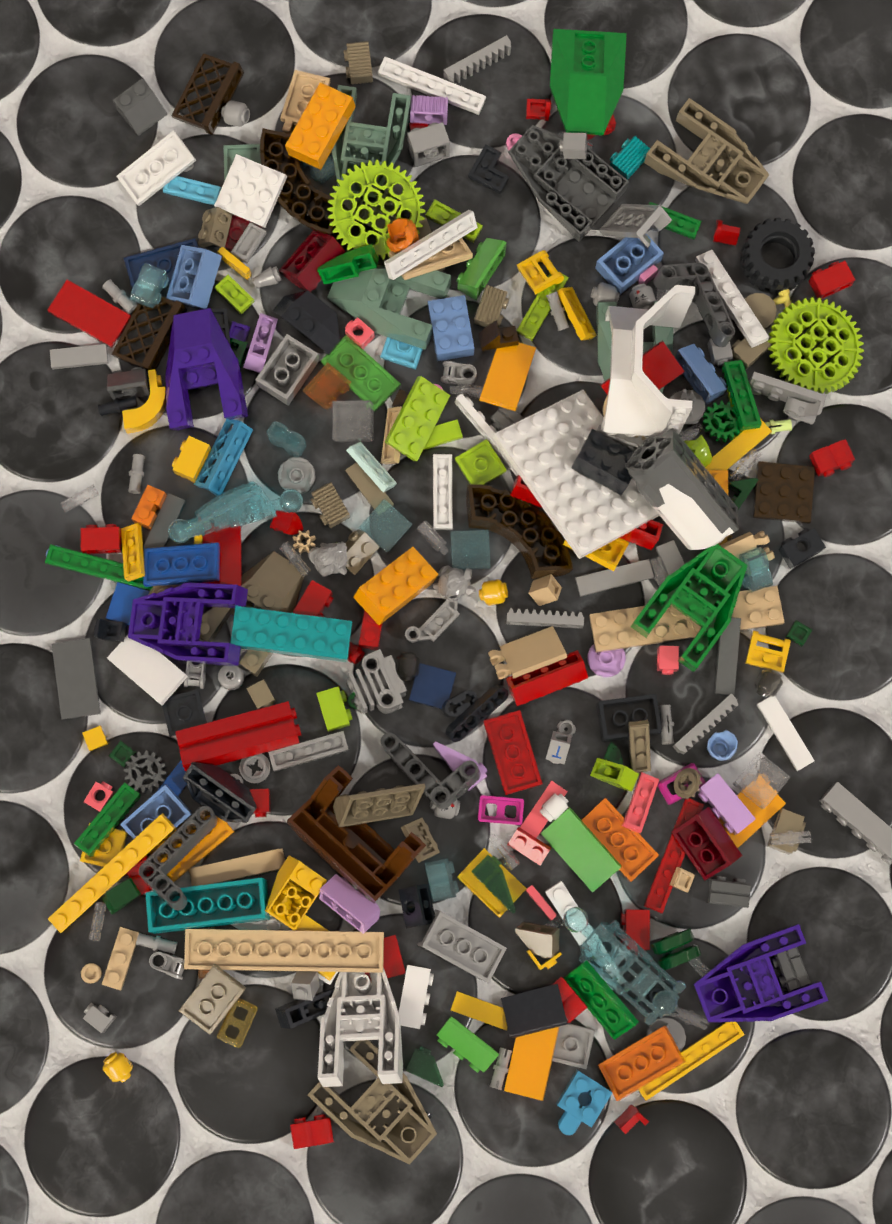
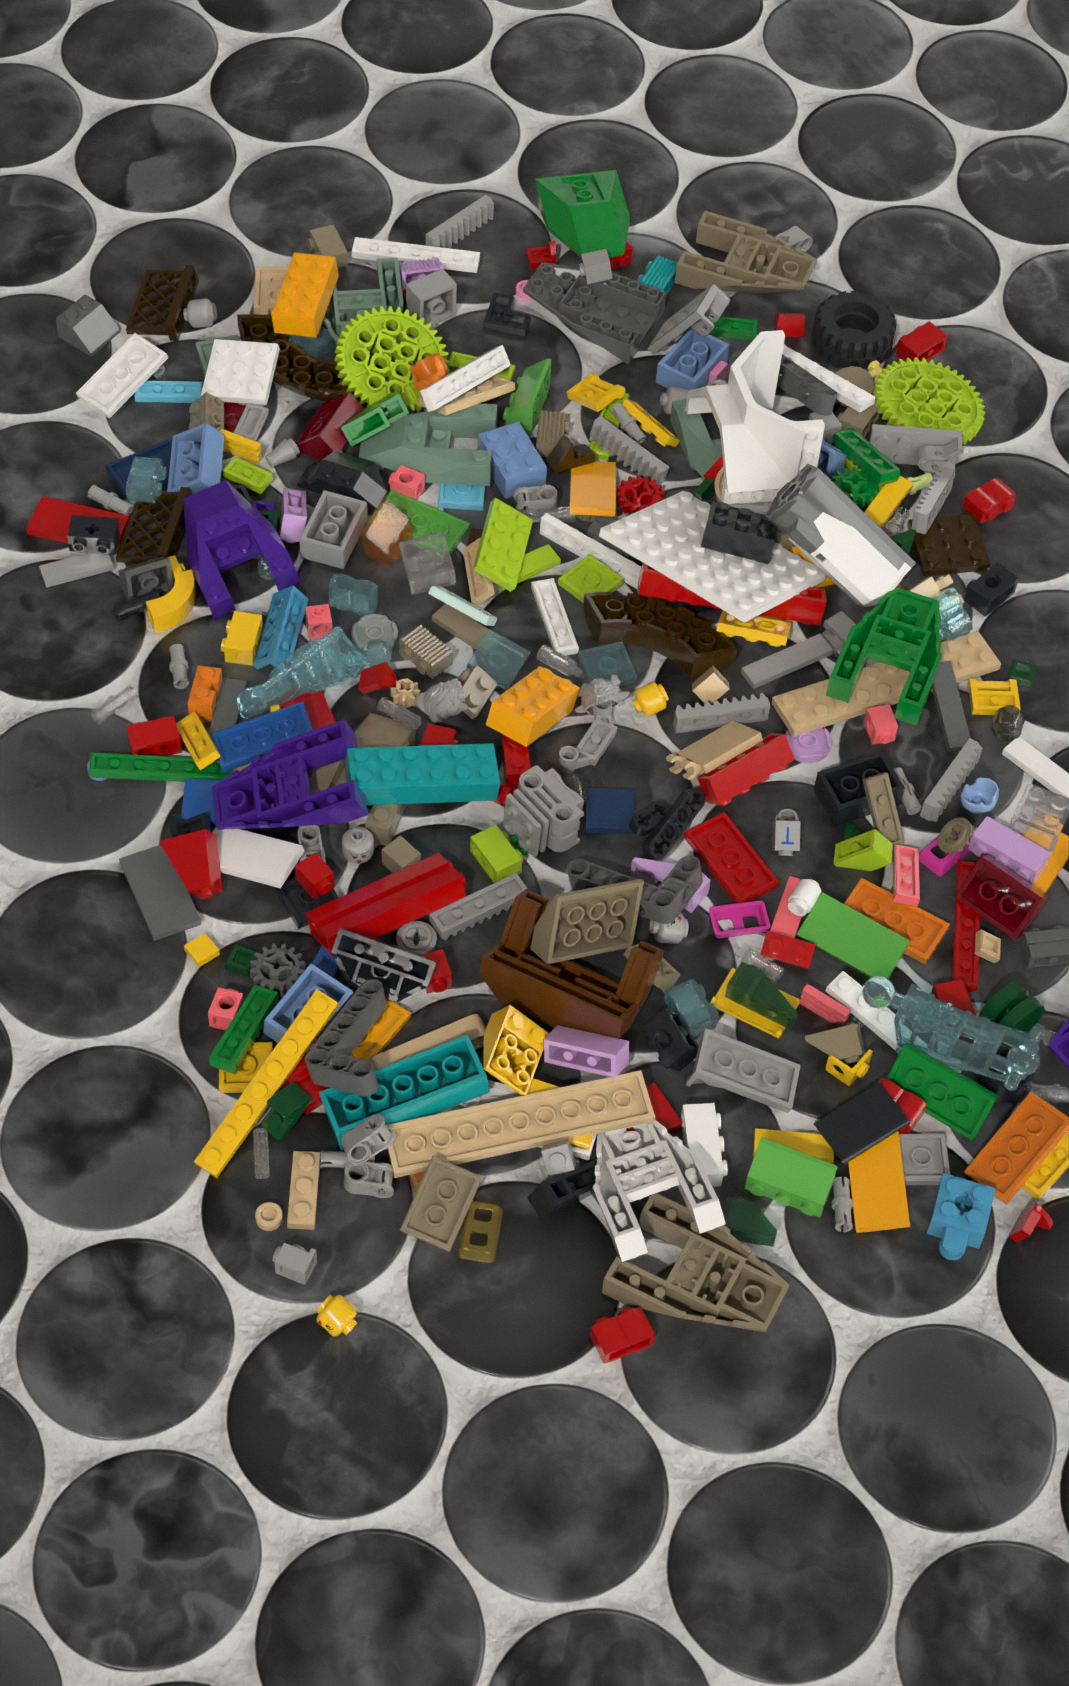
camera: 15 degrees left, 25 degrees down
(89, 326) = (93, 534): none -> black brick
(105, 666) = (196, 862): none -> red slope
(169, 942) = (365, 1139): none -> light grey piece
(190, 702) = (314, 875): none -> red brick
(253, 459) = (318, 620): none -> coral brick
(538, 384) = (638, 494): none -> red gear
(548, 341) = (628, 450): none -> light grey gear
(598, 398) = (705, 489): none -> dark green tile
(759, 141) = (797, 238): none -> light grey piece
(783, 451) = (933, 500): none -> light grey gear

